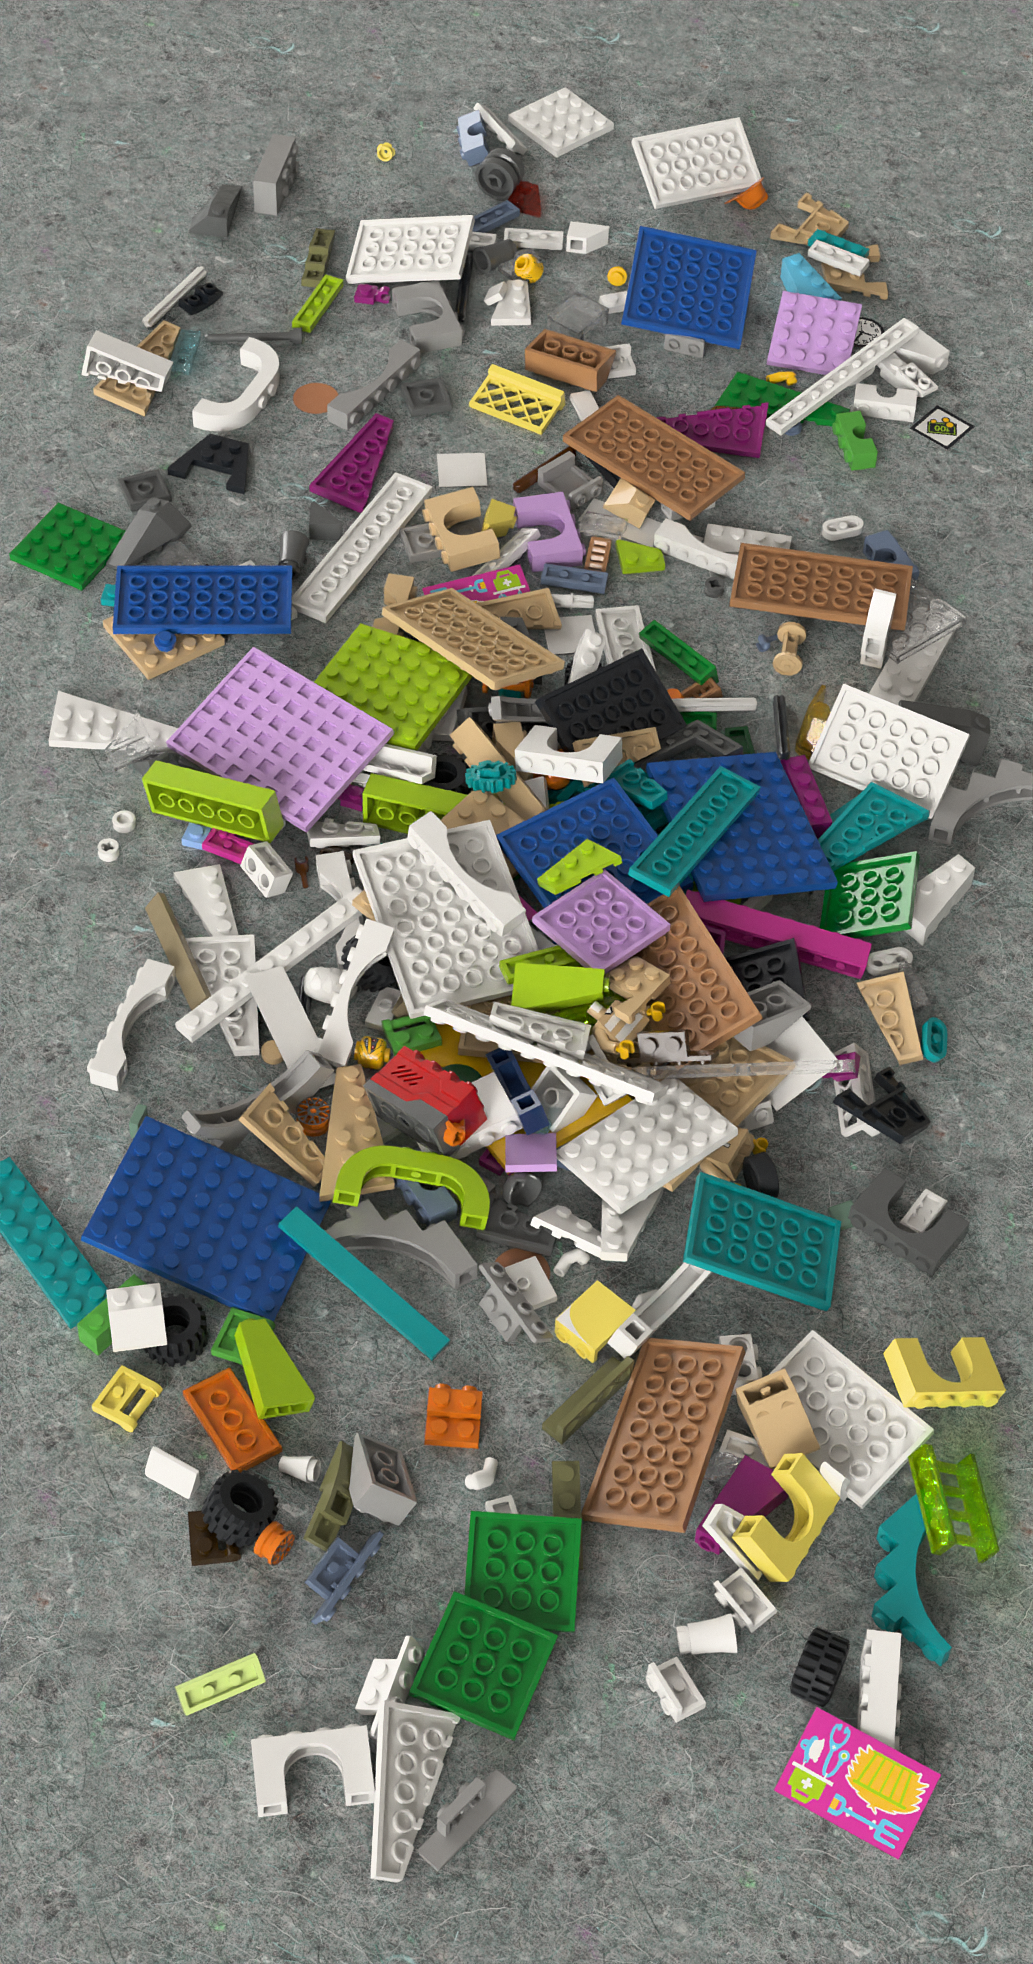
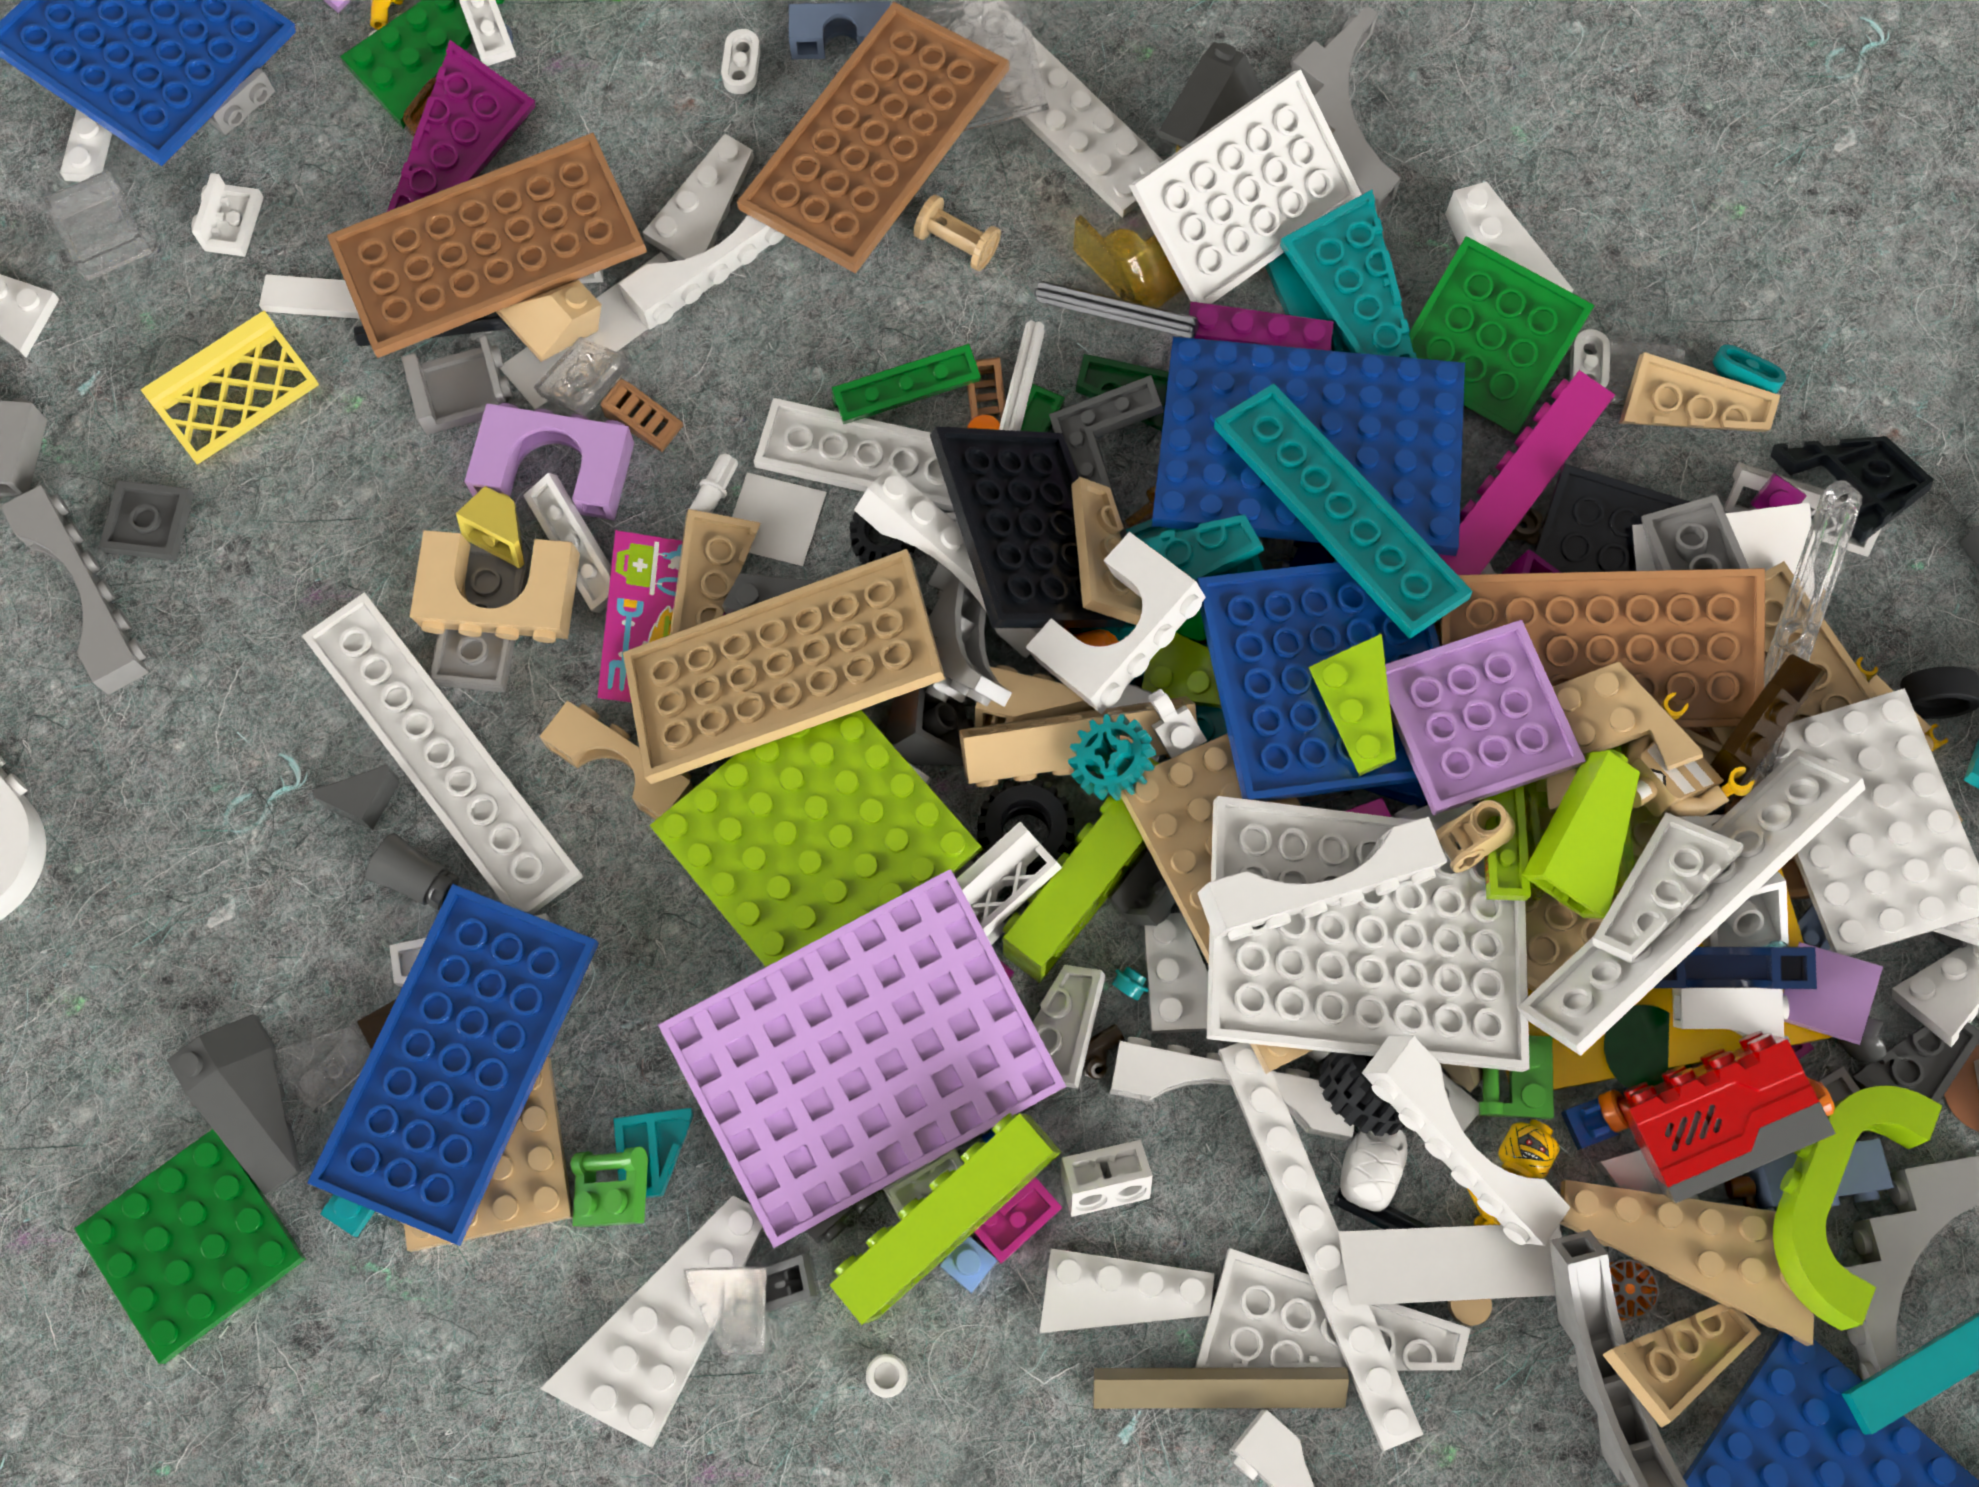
camera: 65 degrees left, 20 degrees up
(108, 855) = (929, 1426): white bush -> none
(142, 487) = (118, 1062): dark grey tile -> none
(165, 641) = (520, 1160): blue plate -> none
(166, 680) = (609, 1201): none -> bright green plate
(190, 691) = (661, 1137): none -> teal wing
(218, 455) = (101, 902): black wing -> none
(302, 869) = (1113, 1118): reddish brown hand -> none
(314, 397) = (44, 693): nougat sticker -> none
(354, 470) = (256, 699): magenta wing -> none
(462, 469) = (335, 532): white sticker -> none
(526, 805) = (1177, 727): none -> white plate
(529, 940) = (1472, 836): none -> tan piece
(532, 477) = (405, 413): reddish brown axle -> none
(569, 360) = (193, 273): medium nougat slope -> none
(574, 578) = (668, 464): sand blue plate -> none
(617, 276) = (29, 128): yellow plate -> none
(638, 557) = (664, 356): lime wing -> none
(715, 582) = (779, 271): dark grey bush -> none
(764, 642) = (919, 262): sand blue hand -> none
(877, 628) = (1014, 94): white slope -> none

